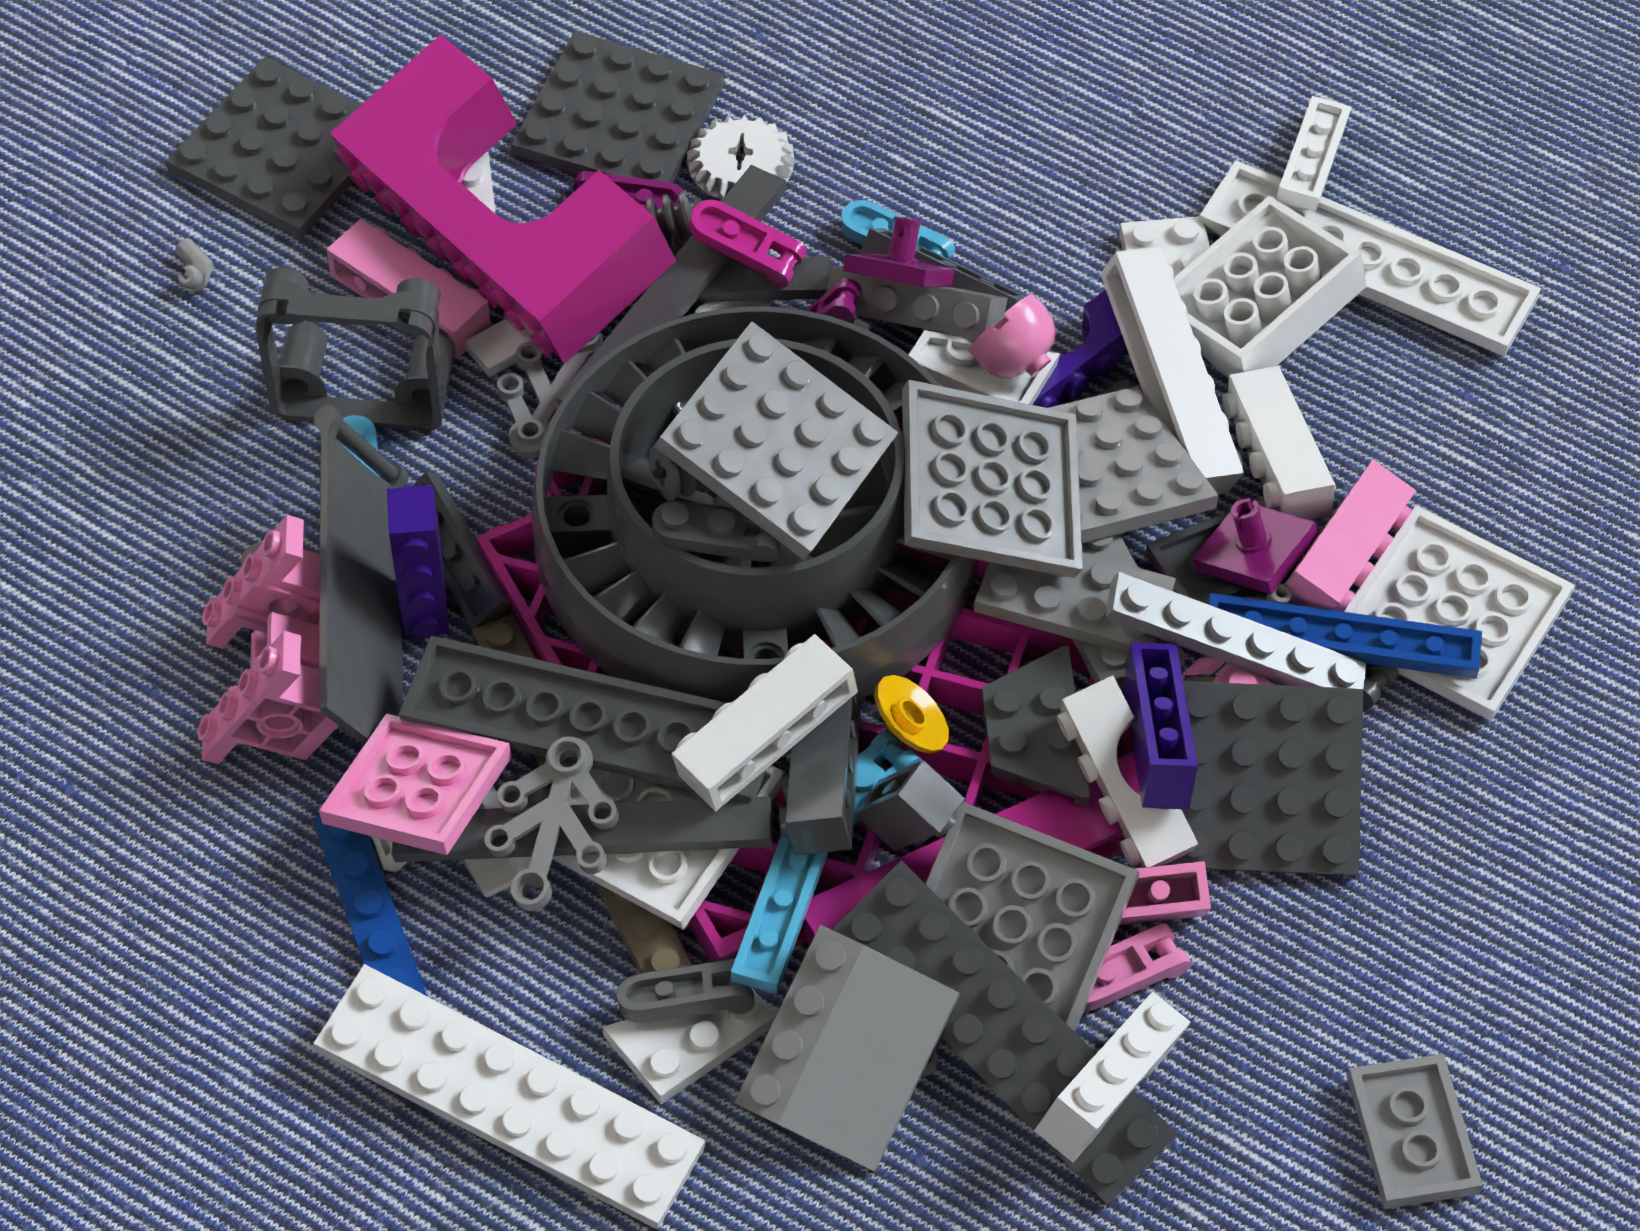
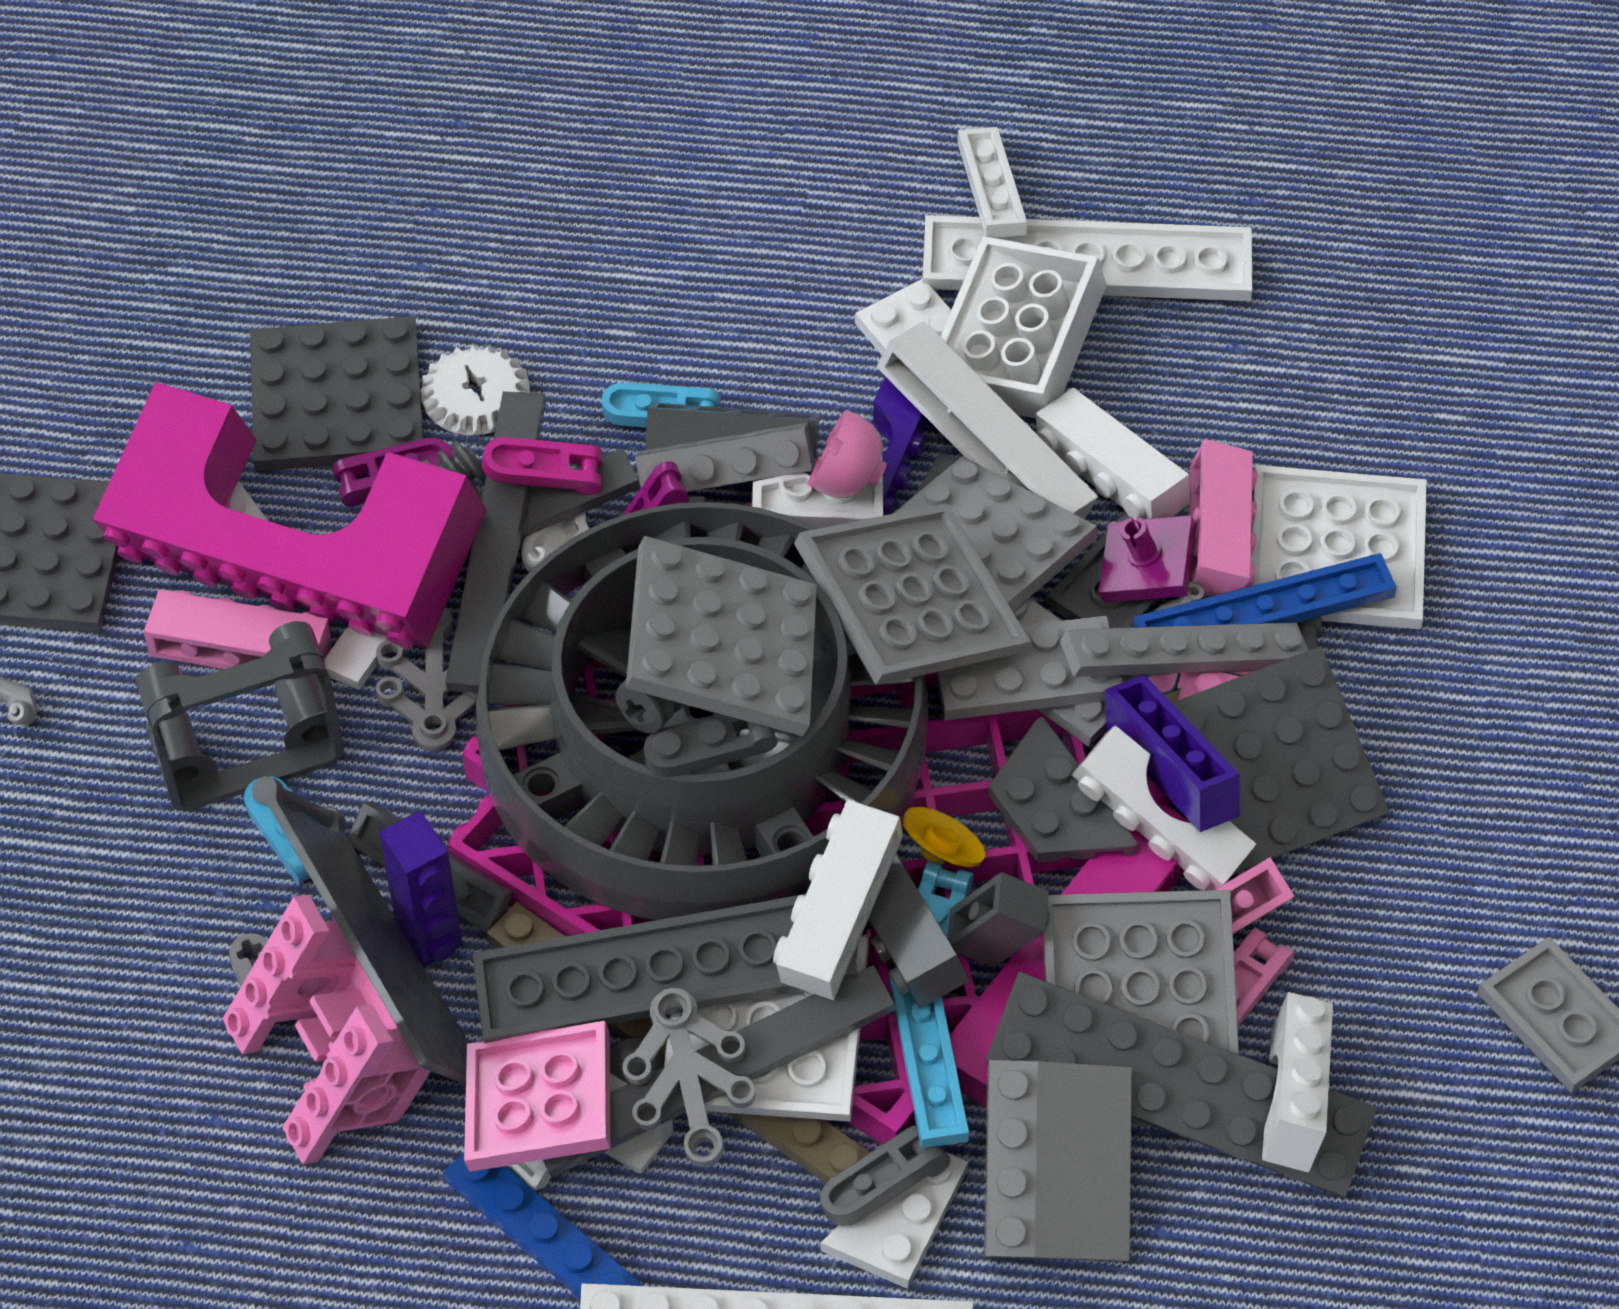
camera: 25 degrees left, 0 degrees up
(900, 262) = (701, 429): magenta tile -> none

